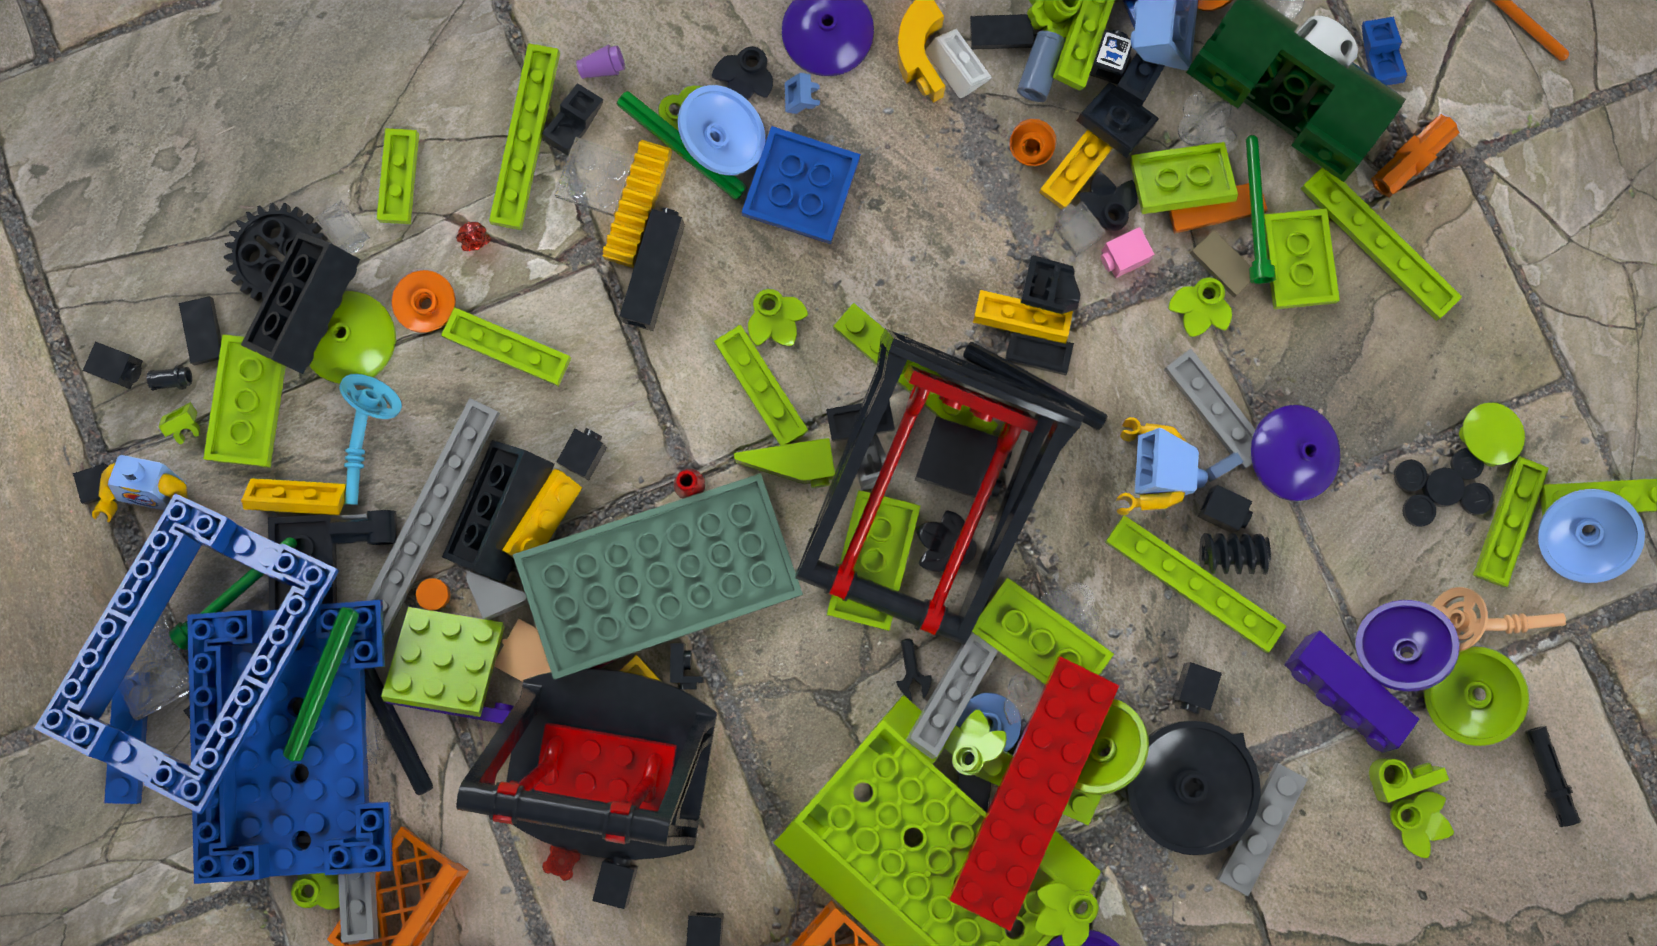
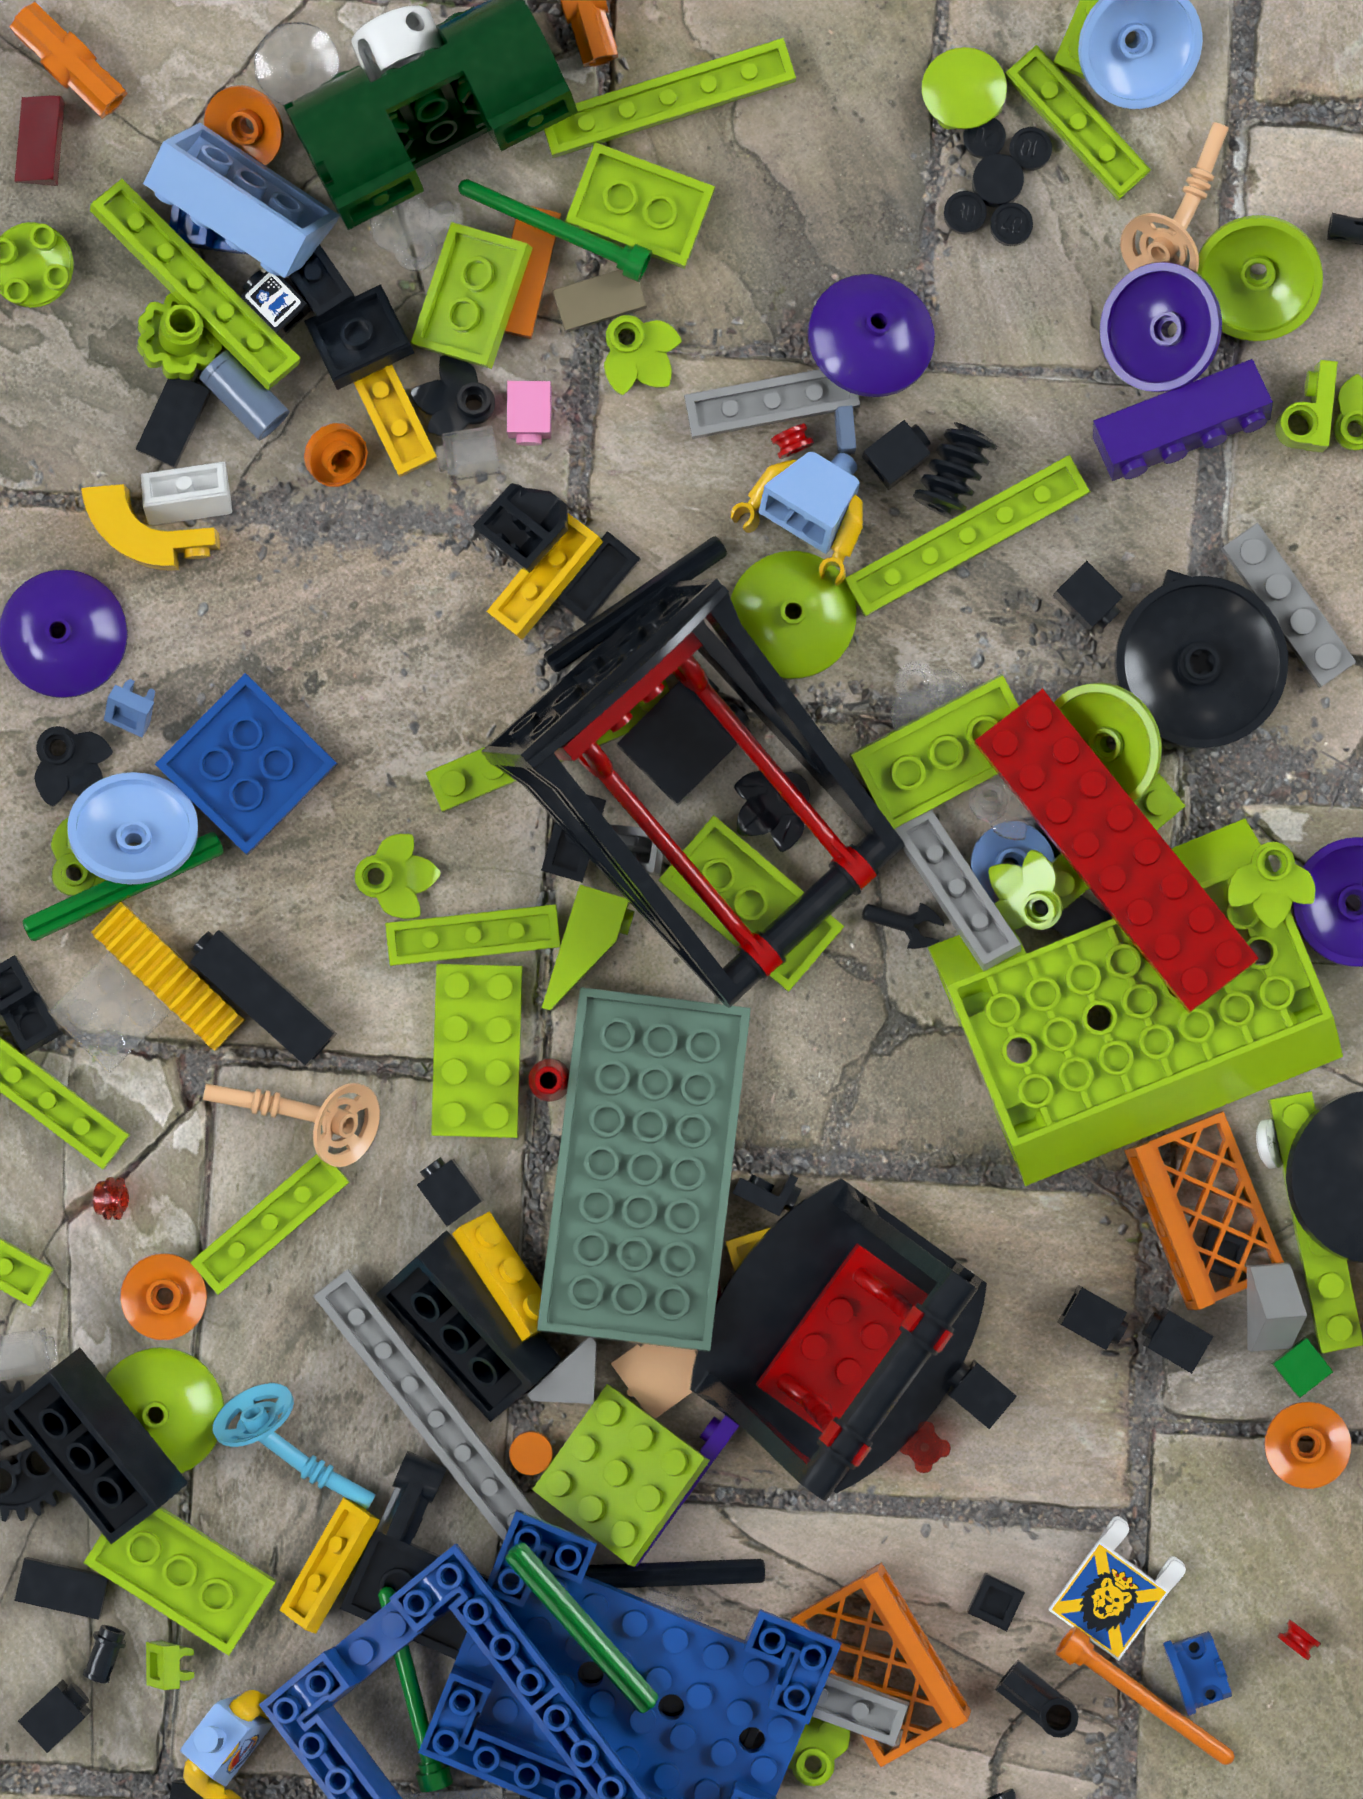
camera: 65 degrees left, 5 degrees up
(595, 346) = (333, 1119): none -> light nougat dish
(685, 427) = (476, 1050): none -> lime plate
(1078, 516) = (827, 619): none -> lime dish
(1197, 435) = (792, 441): none -> red bush

